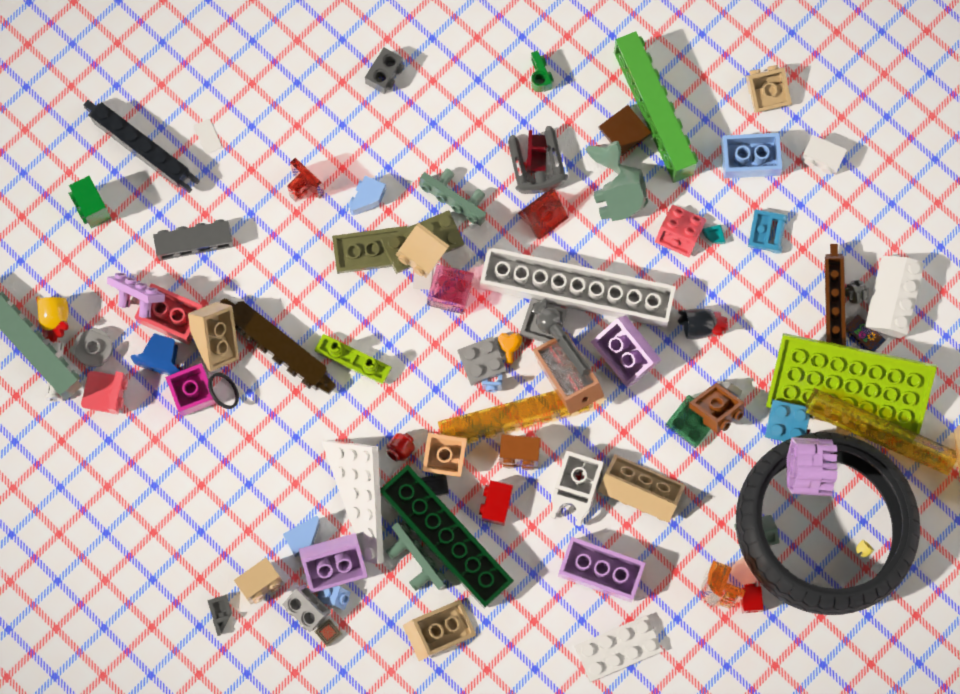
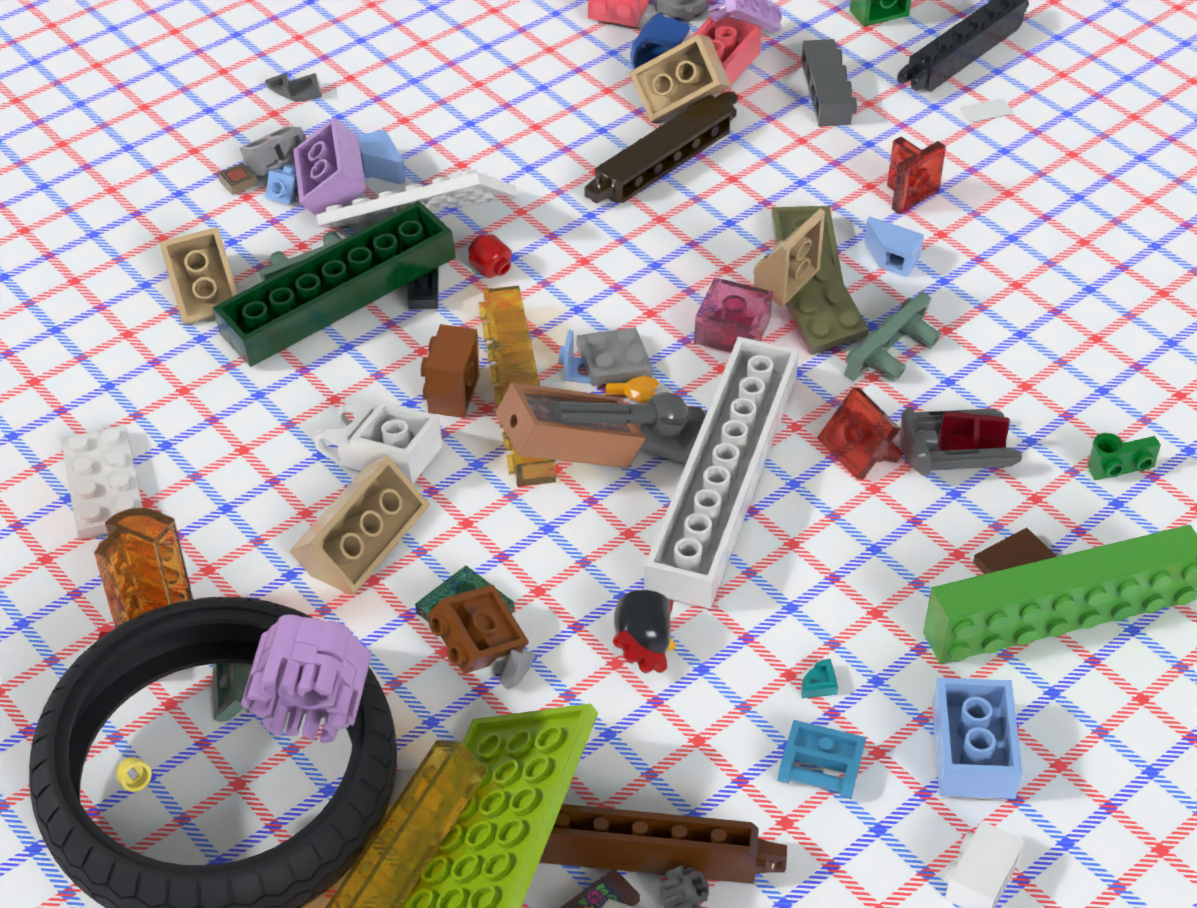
camera: 95 degrees right, 30 degrees down
(190, 390) = (606, 64): dark pink brick -> none
(214, 396) = (626, 84): black piece -> none
(258, 581) = (322, 98): tan brick -> none
(353, 359) = (634, 219): lime plate -> none
(380, 69) = (1105, 275): dark grey brick -> none
(444, 454) = (459, 287): light nougat slope -> none
(496, 503) = (378, 351): red brick -> none
(601, 569) = (232, 457): lavender brick -> none
(626, 192) = (900, 542): sand green hips -> none
(626, 350) = (602, 512): lavender brick -> none
(680, 230) = (831, 622): coral bracket -> none
(768, 88) = (1123, 787): tan plate -> none
(786, 420) = (433, 726): dark azure plate -> none

